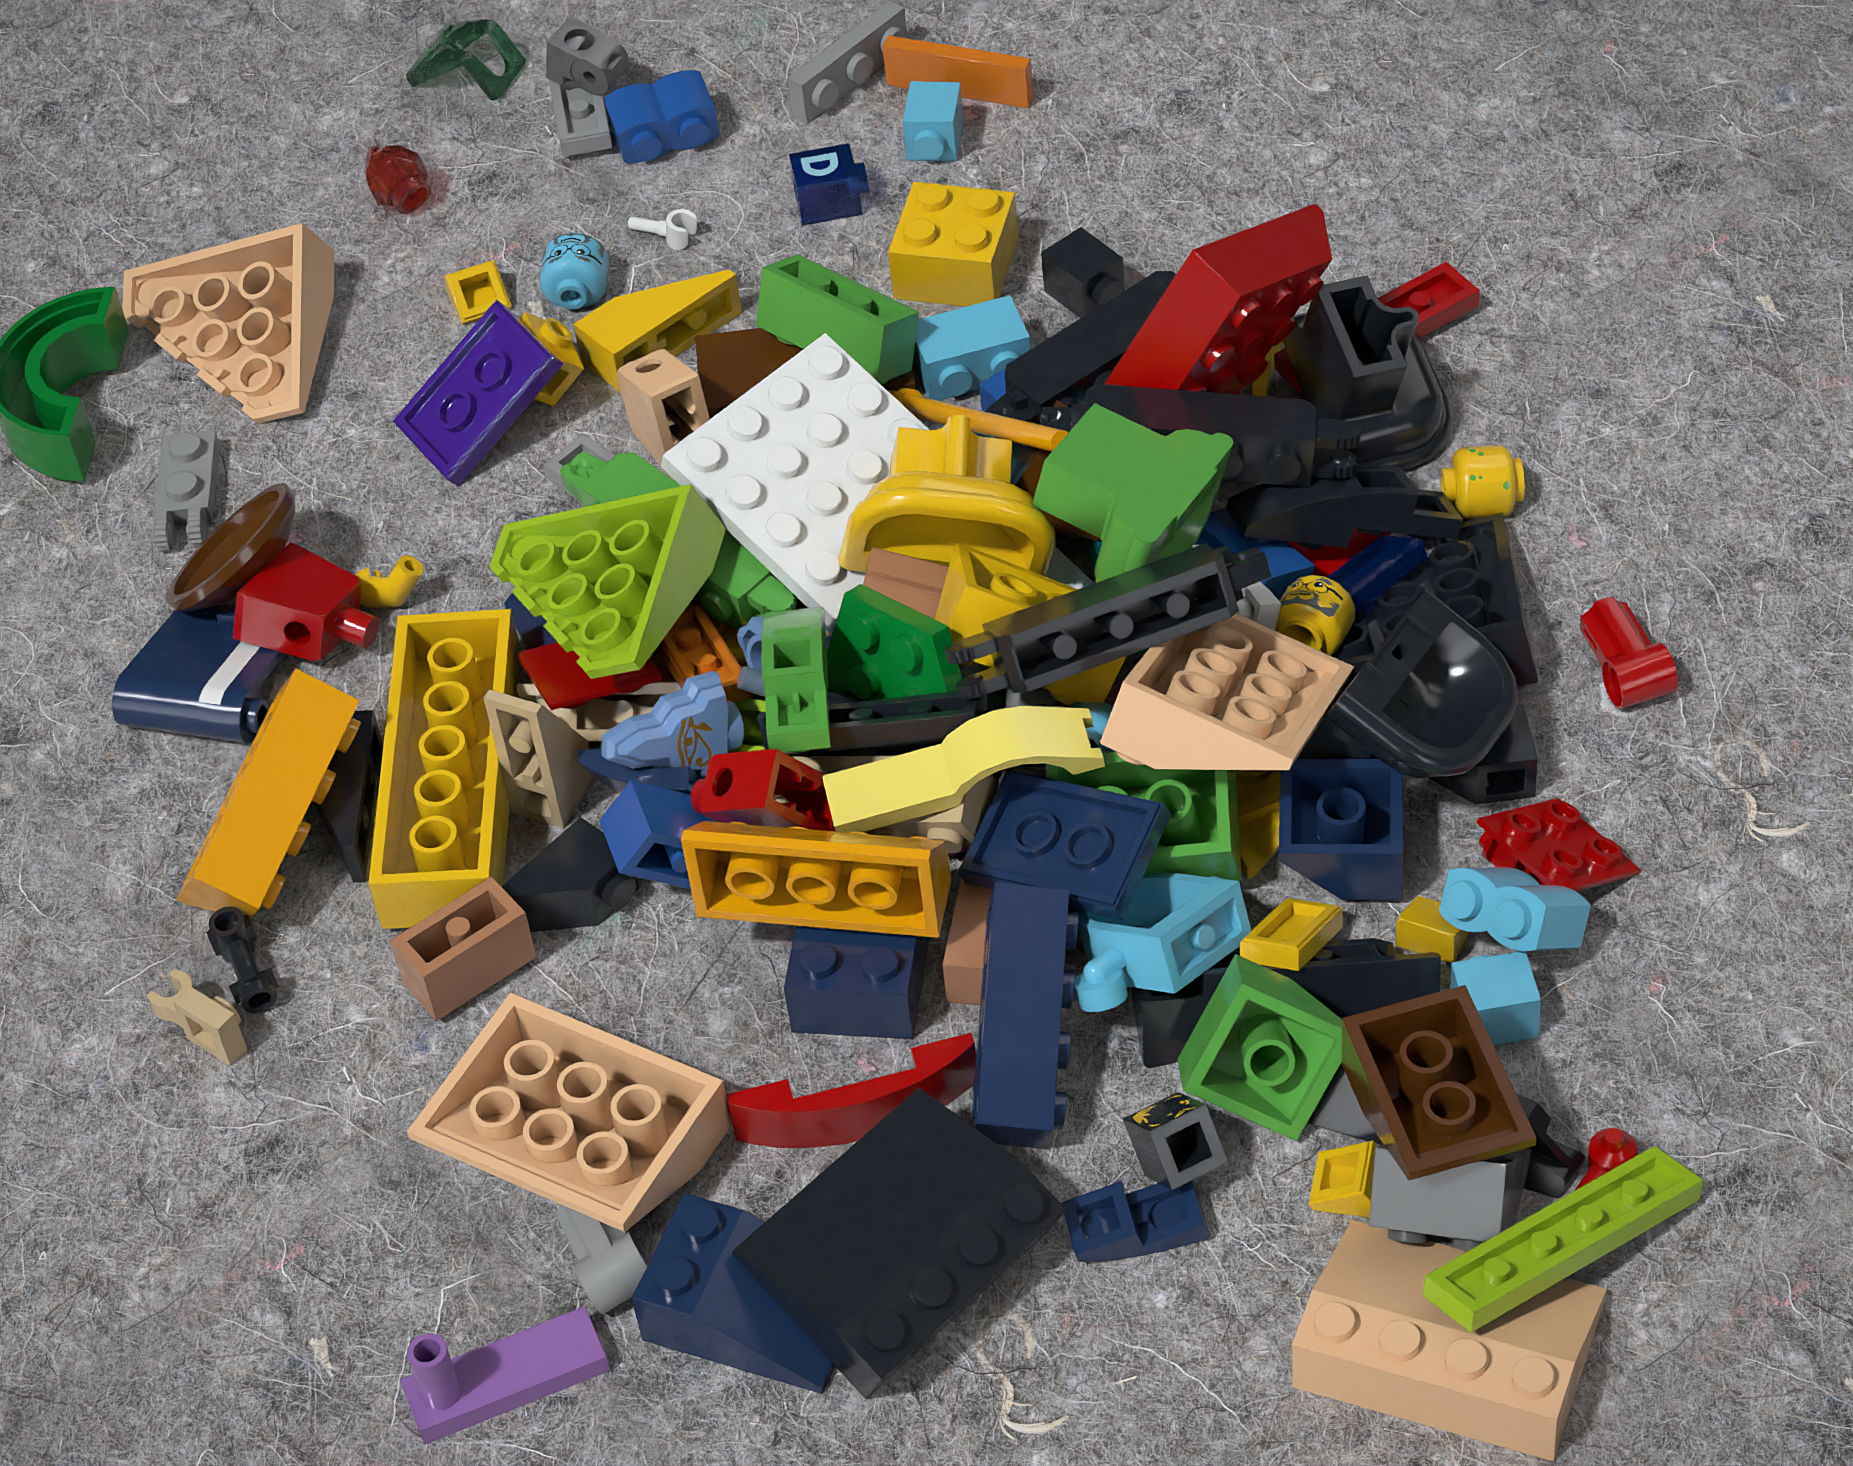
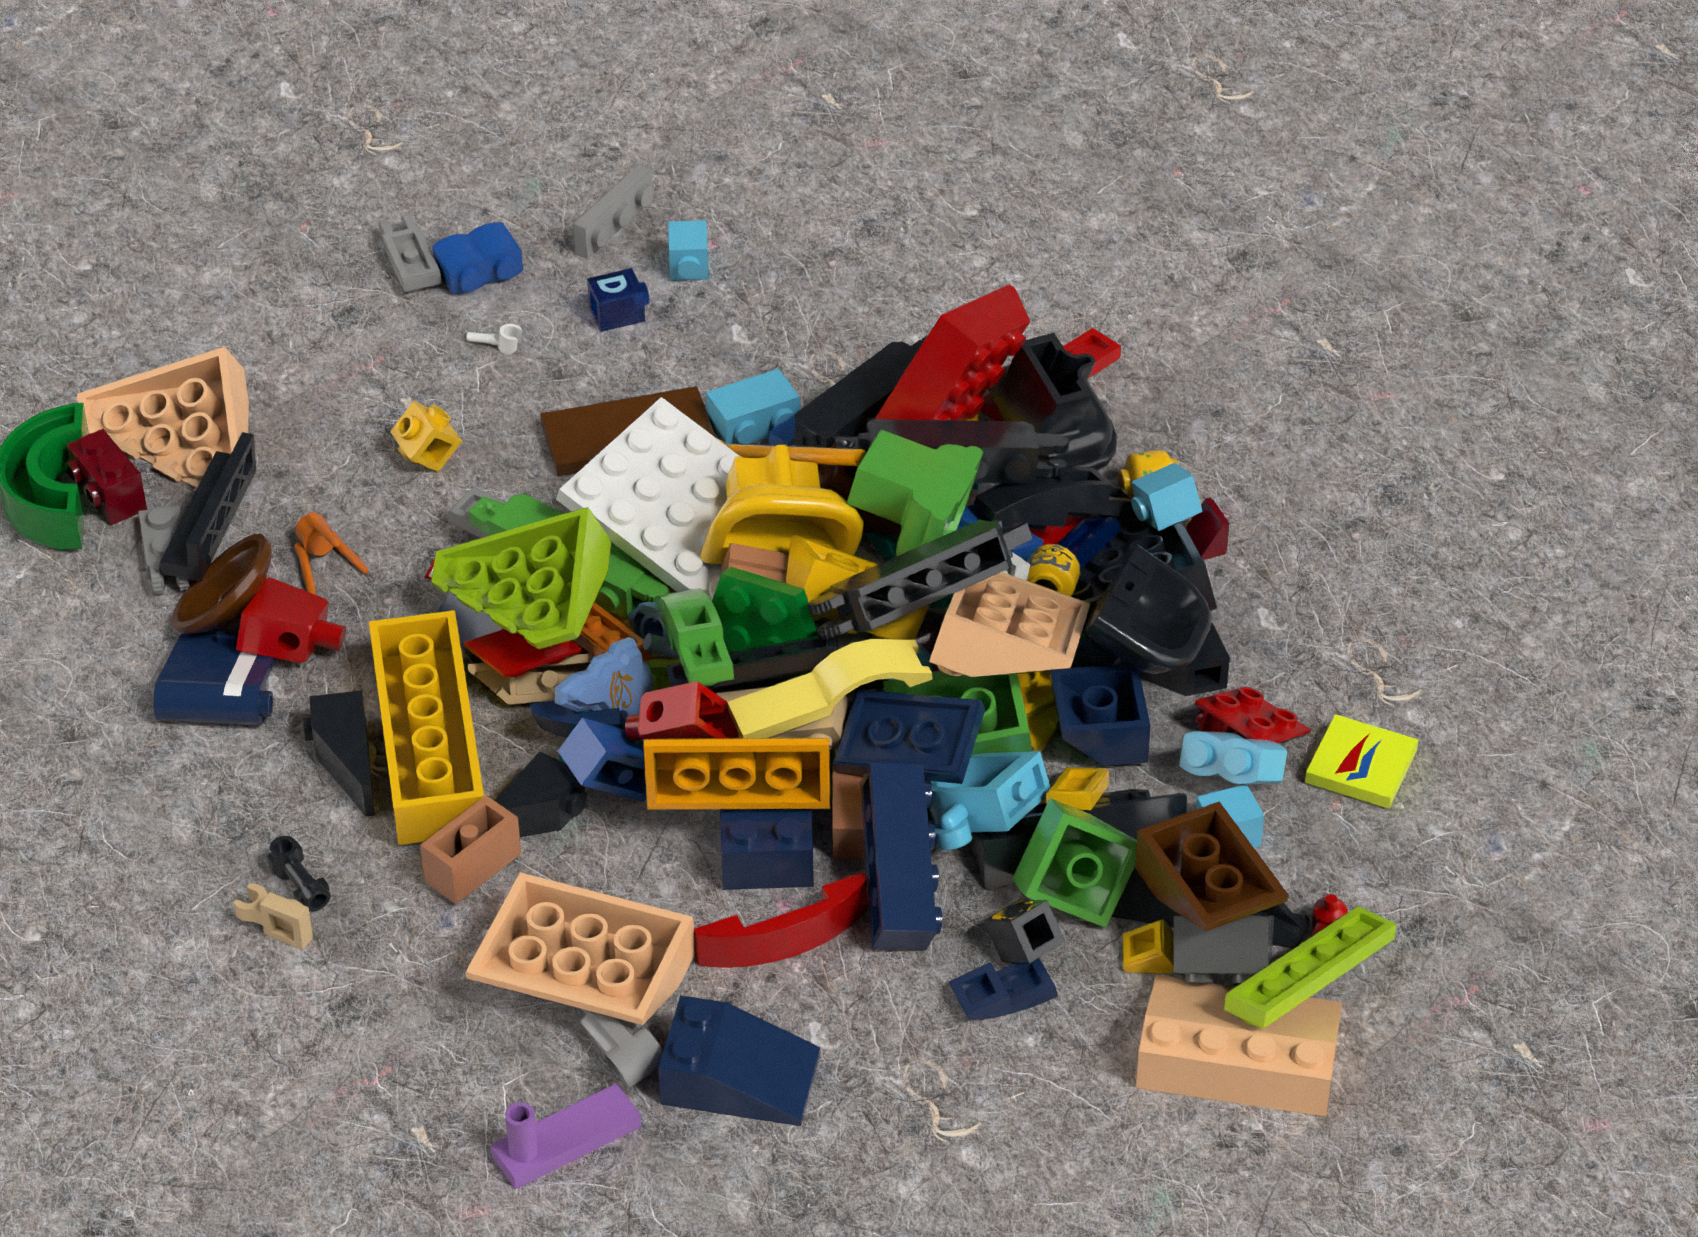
camera: 15 degrees left, 5 degrees down
(129, 387) = (106, 477): none -> dark red brick
(243, 445) = (210, 511): none -> black fence
(271, 797) = (300, 755): light orange slope -> none
(376, 491) = (319, 539): none -> orange plant
(391, 590) = (350, 608): yellow arm -> none
(397, 177) = (280, 313): clear red rock -> none
(448, 53) = (295, 220): clear green piece -> none
(475, 290) = (361, 393): yellow slope -> none
(477, 393) = (386, 462): dark purple tile -> none
(537, 759) = (499, 712): tan slope -> none
(574, 271) = (435, 370): medium azure head -> none
(585, 57) = (413, 216): flat silver leg -> none
(654, 321) = (505, 409): yellow slope -> none
(661, 393) = (533, 462): light nougat torso -> none
(807, 300) = (632, 384): bright green brick -> none
(898, 1238) = (841, 1011): black slope -> none
(953, 244) = (724, 336): yellow brick -> none
(981, 73) = (723, 214): orange tile -> none
(1082, 272) = (826, 352): black brick -> none
(1425, 930) = (1170, 778): yellow slope -> none
(1492, 516) = (1165, 497): none -> medium azure brick
(1547, 567) = (1209, 530): none -> dark red slope
(1629, 662) = (1278, 592): red piece -> none
(1702, 924) = (1361, 761): none -> neon yellow tile

